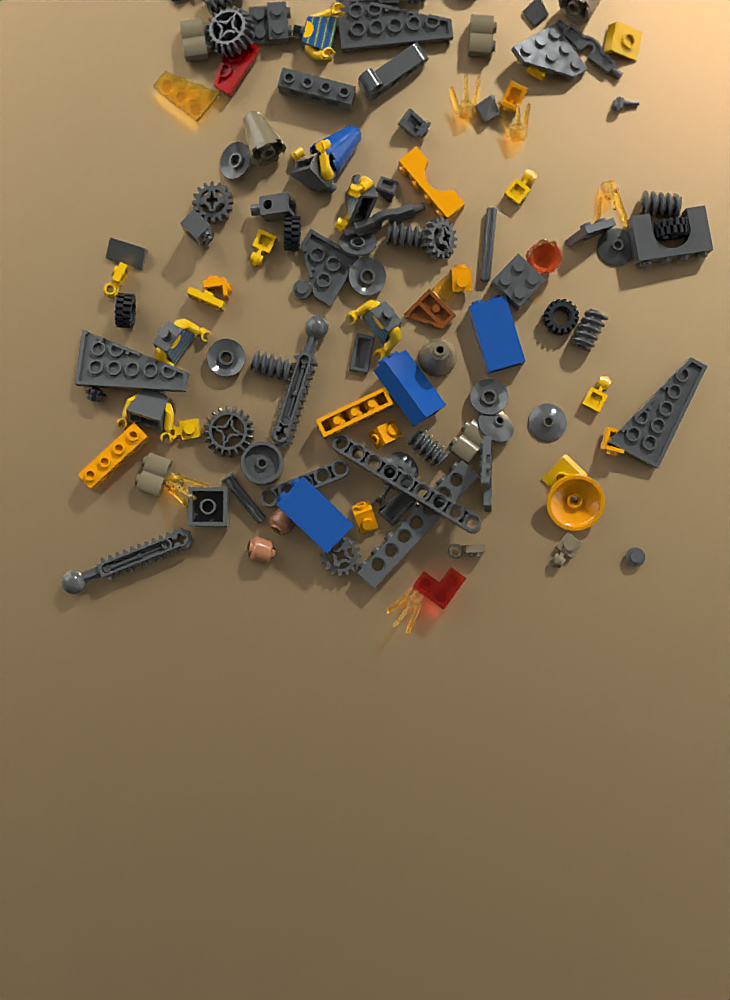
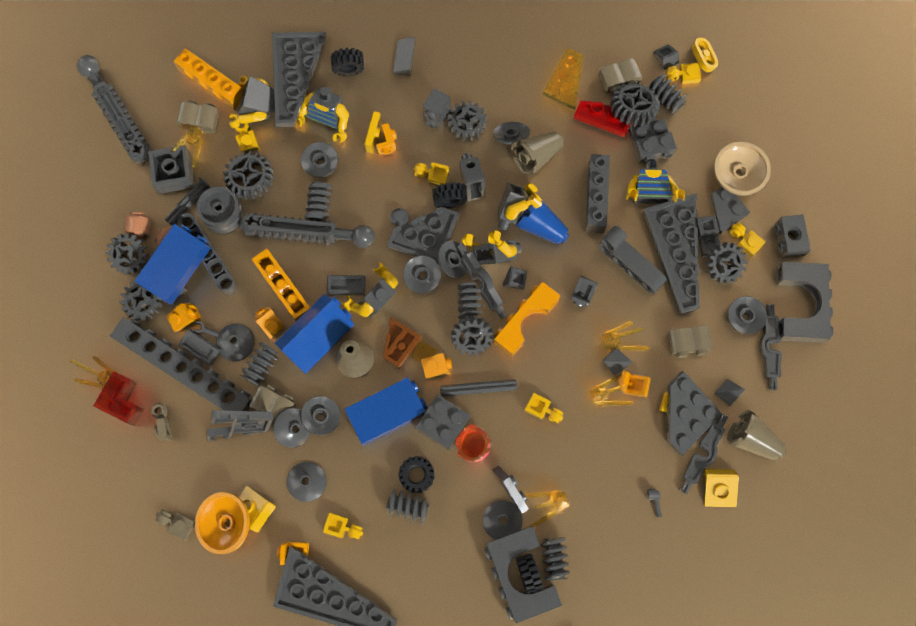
camera: 80 degrees right, 10 degrees down
(95, 394) = (265, 53): black plate -> none
(119, 275) = (380, 53): yellow plate -> none
(299, 558) = (119, 257): none -> dark grey gear
(400, 476) = (214, 356): dark grey beam -> none
(635, 557) = (176, 599): dark grey plate -> none

